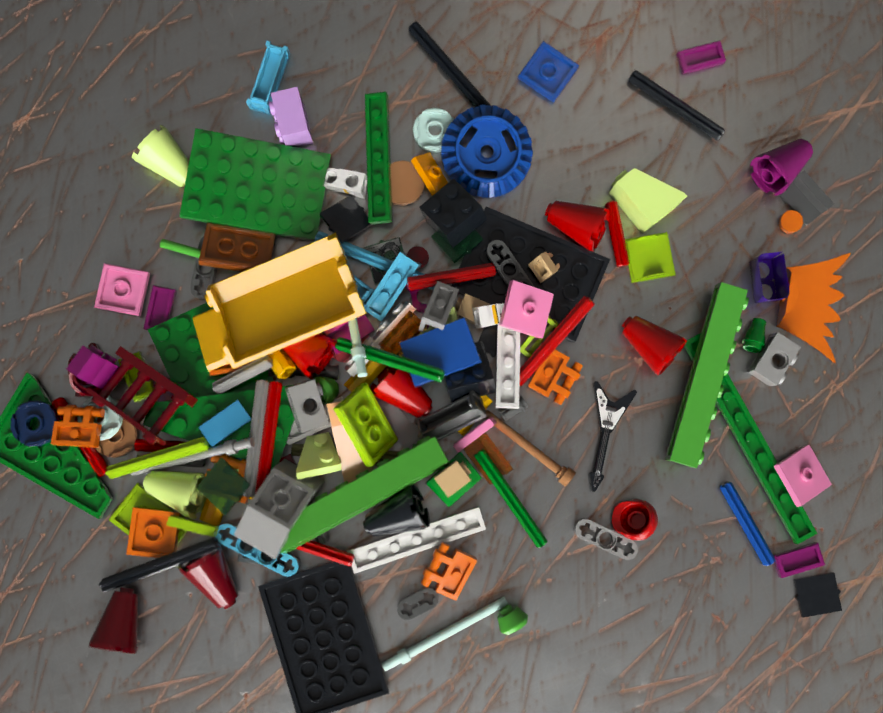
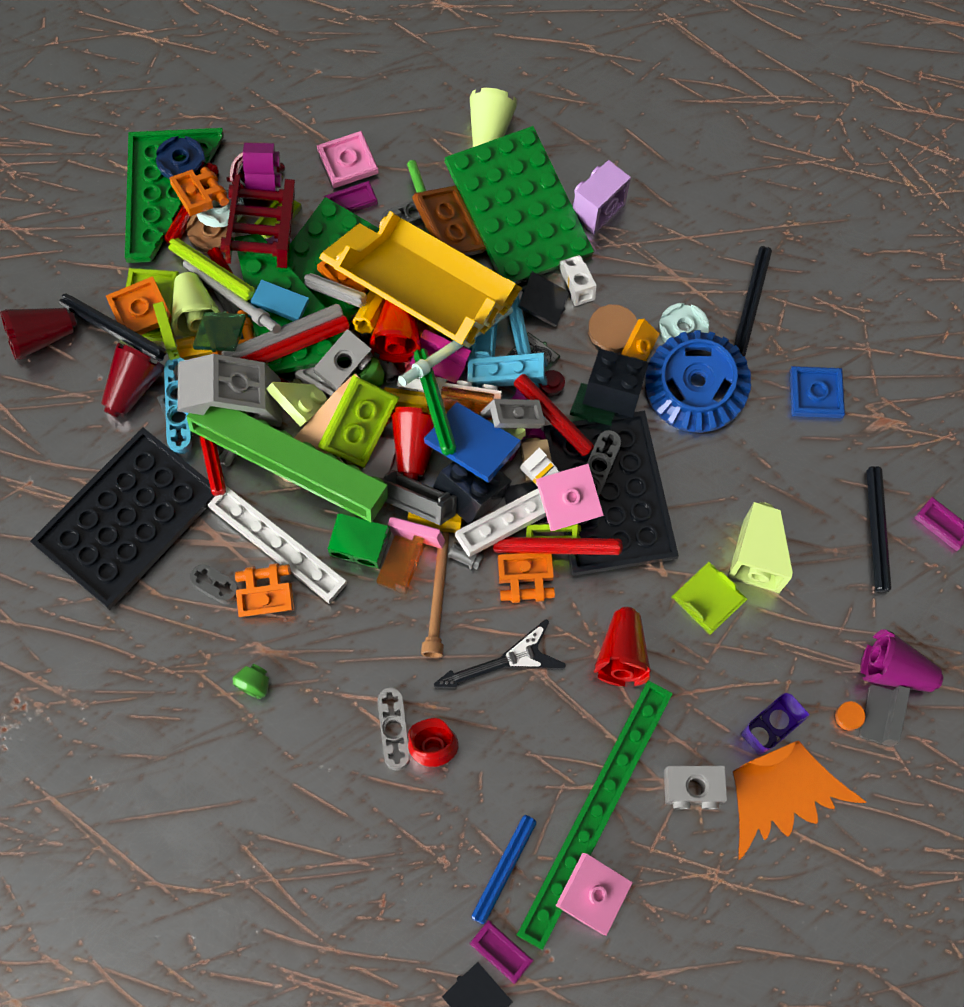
camera: 60 degrees right, 15 degrees down
(268, 77) = (631, 160): medium azure container -> none
(378, 158) = (619, 292): green tile -> none
(398, 514) = (293, 510): black cone -> none
(404, 655) = (155, 603): light aqua bar -> none
(453, 477) = (358, 528): tan brick -> none
(510, 498) = (374, 608): green axle -> none
(543, 266) = (623, 494): tan tile -> none
(579, 222) = (693, 506): red cone -> none
(617, 235) = (708, 550): red axle -> none
(707, 375) = (627, 719): bright green brick -> none
(755, 337) = (705, 751): green cone -> none

